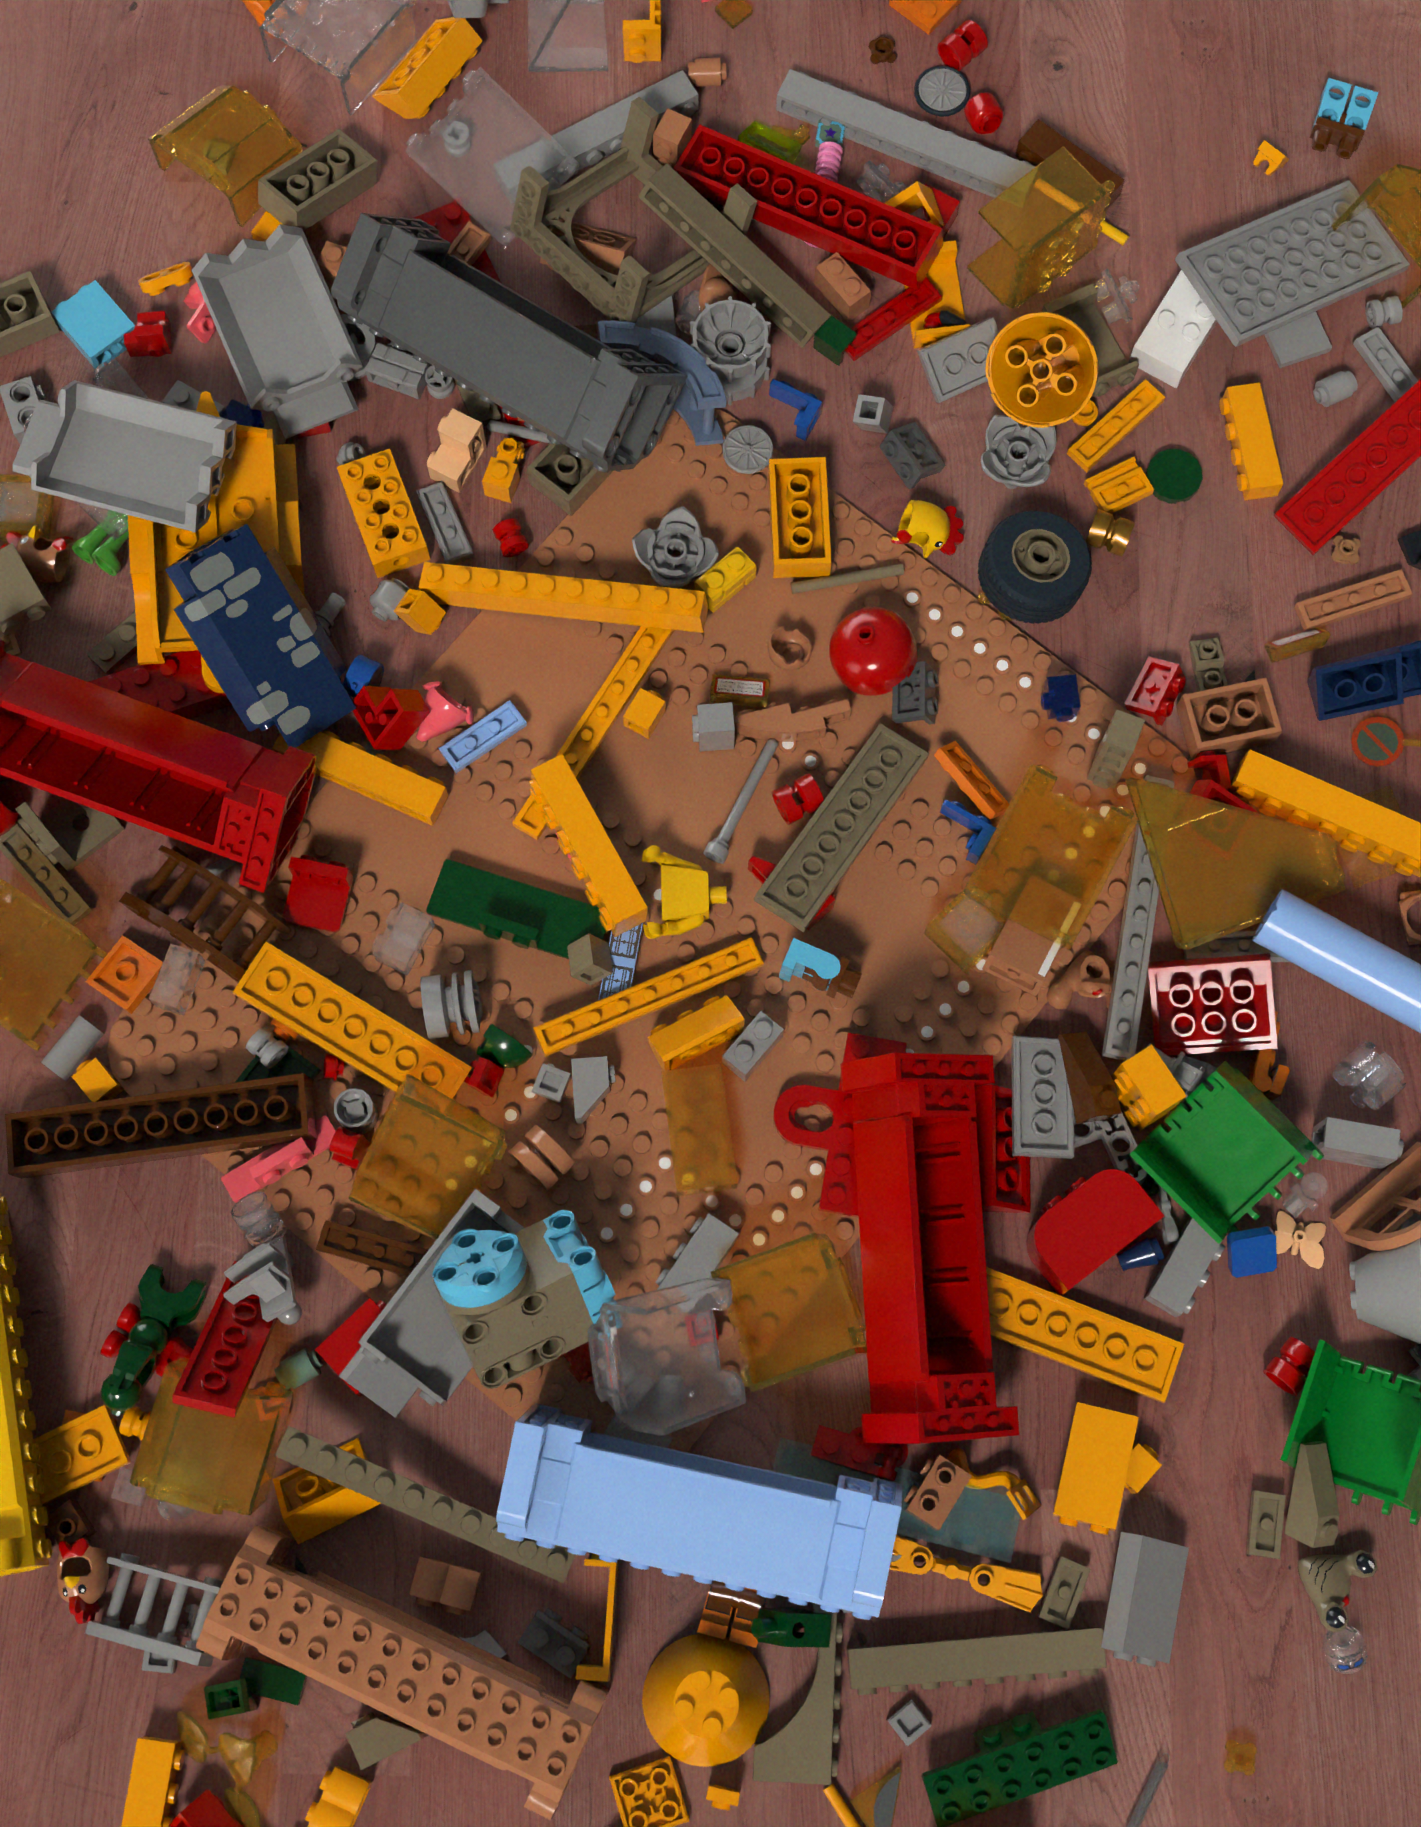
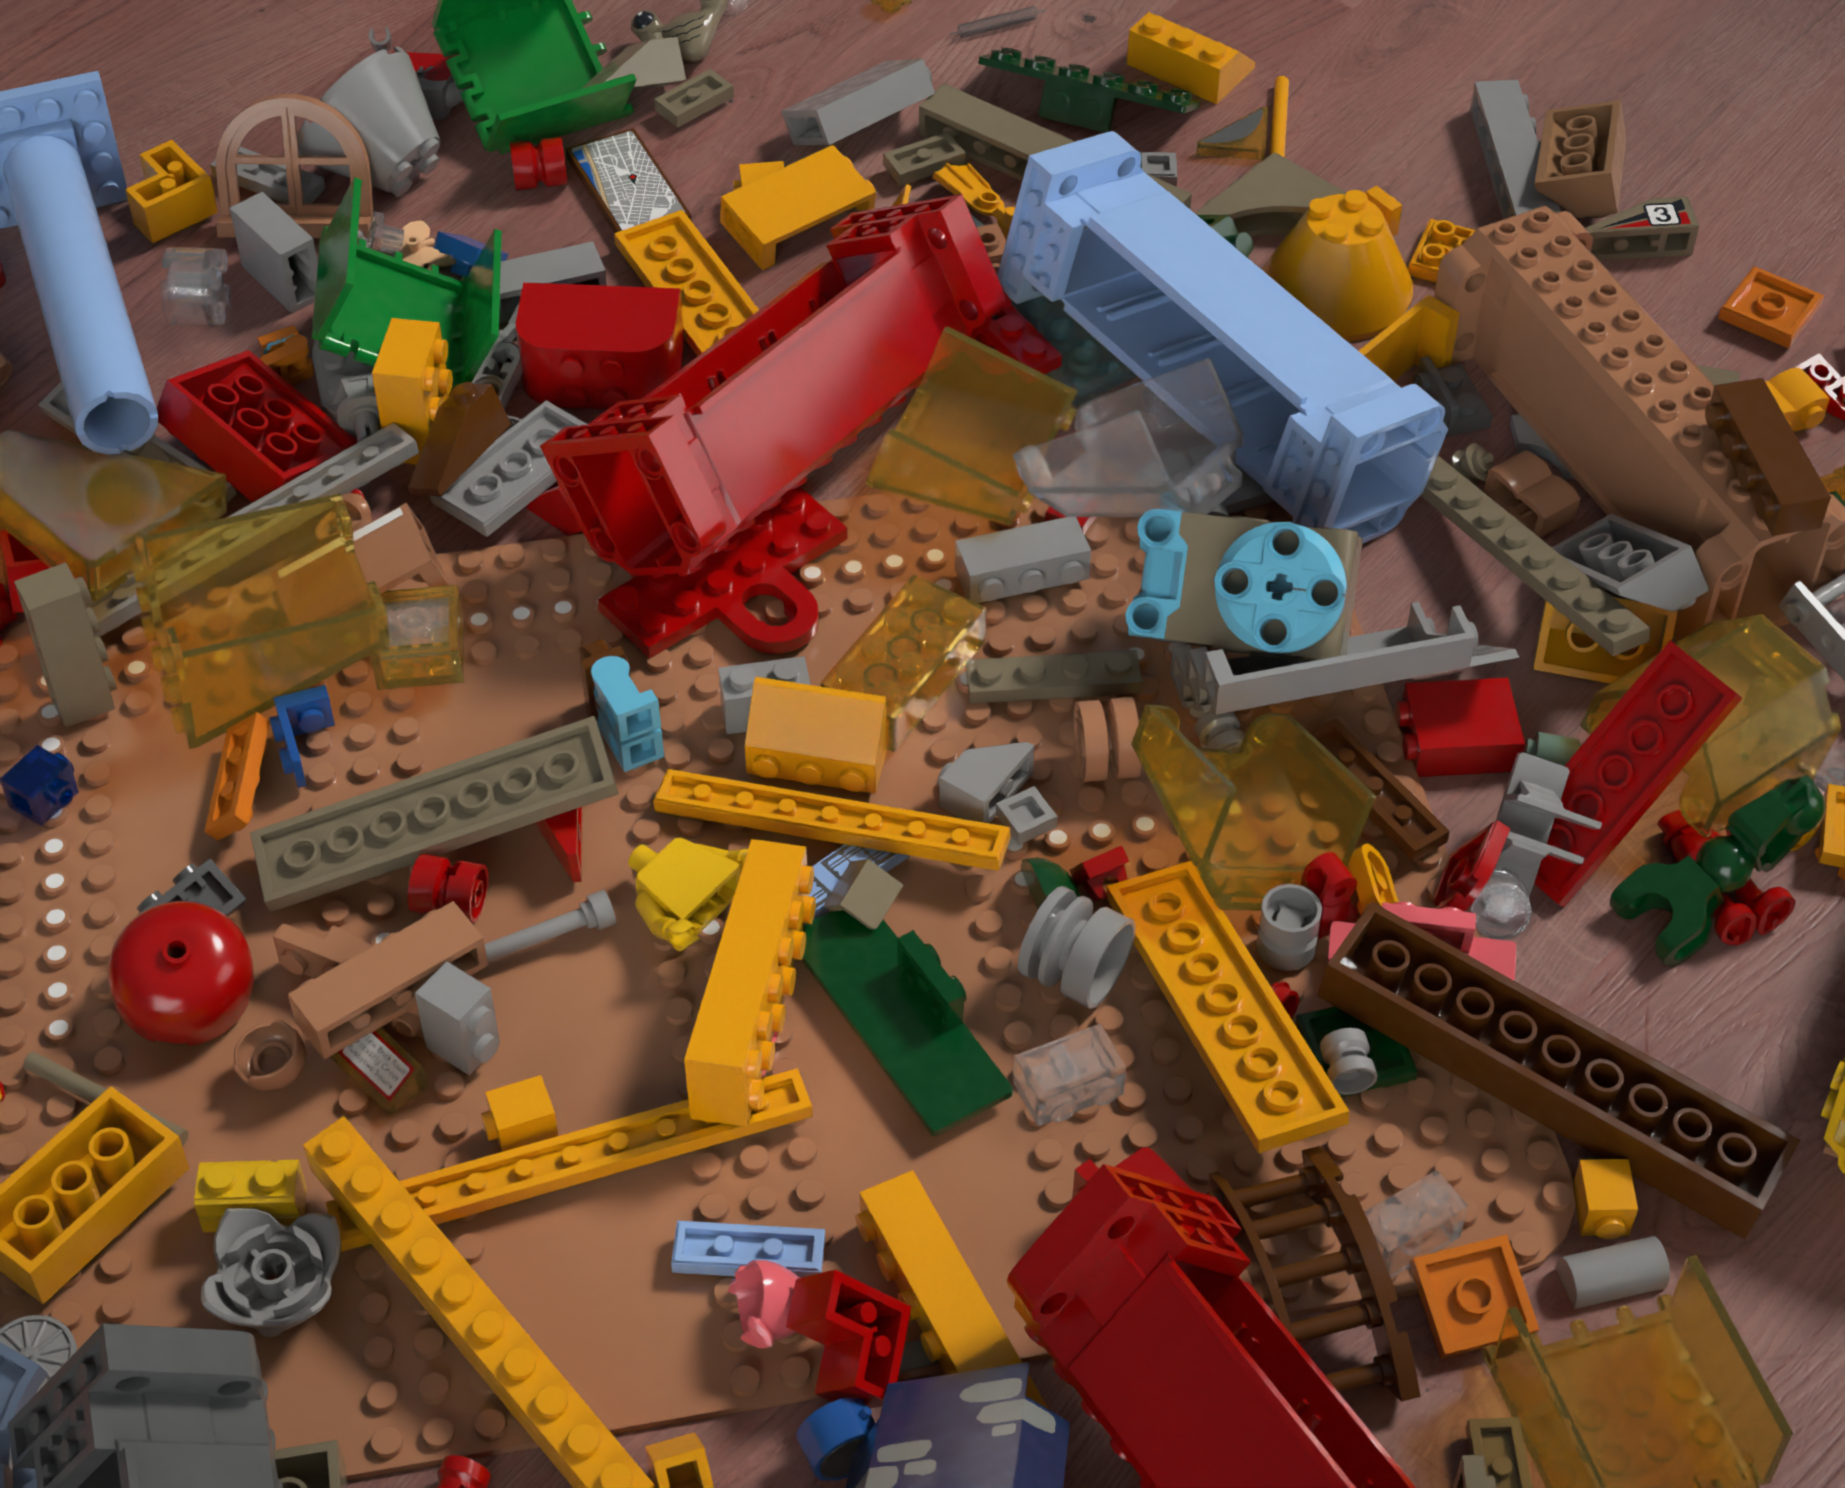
camera: 140 degrees left, 25 degrees down
(264, 1618) = (1767, 457): none -> reddish brown brick
(283, 1219) = (1470, 868): none -> red tile
(330, 1179) = (1372, 878): none -> light orange plate
(333, 1525) = (1636, 563): none -> light grey slope
(498, 1579) = (1473, 463): none -> dark tan wheel
(620, 1192) = (1053, 676): none -> dark tan plate
(760, 710) = (383, 980): none -> nougat brick
(1228, 1406) = (624, 180): none -> tile

